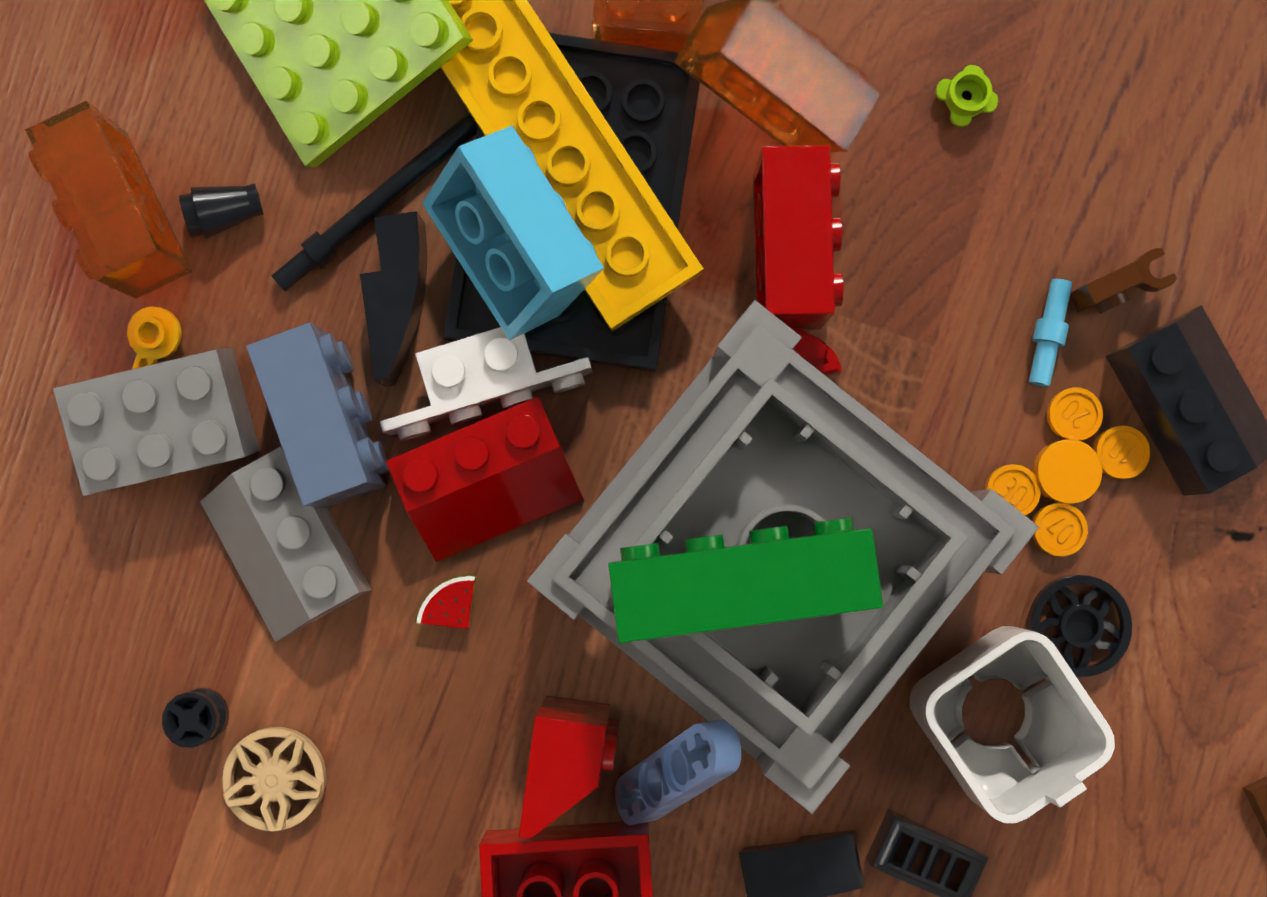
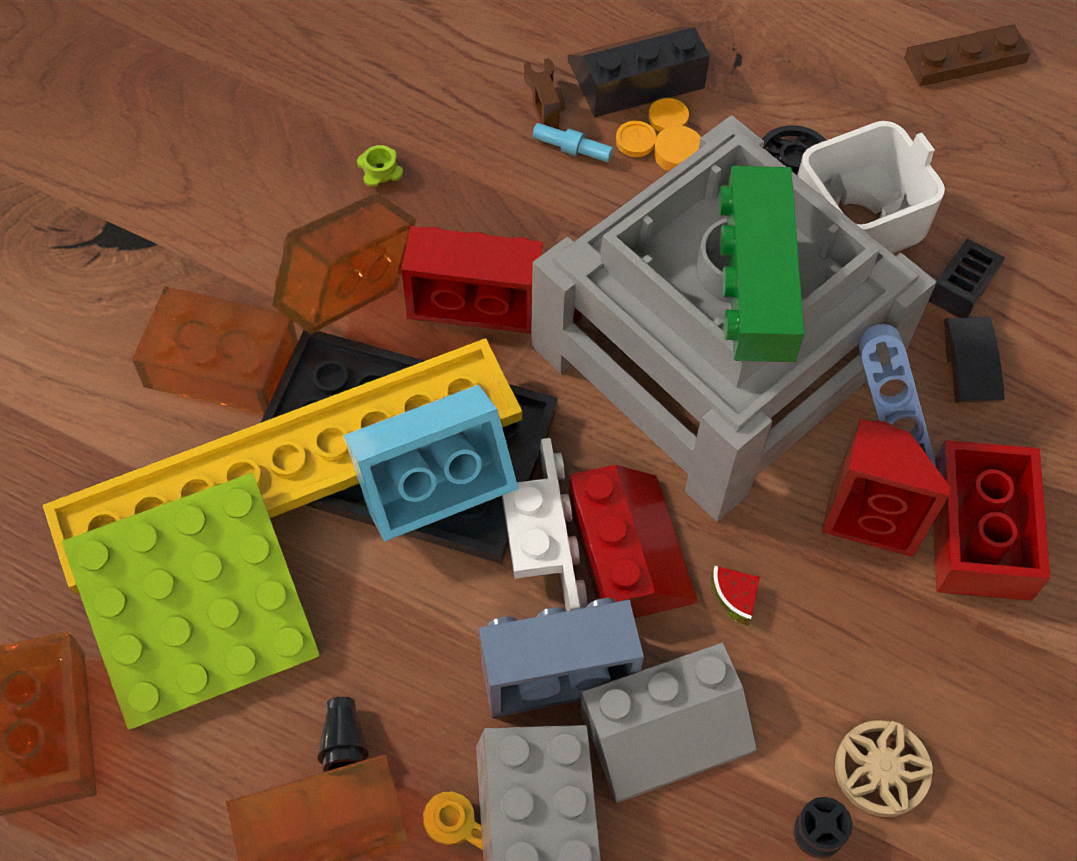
camera: 85 degrees left, 25 degrees down
(321, 248) = (396, 655): black bar -> none
(396, 293) = (455, 590): black slope -> none

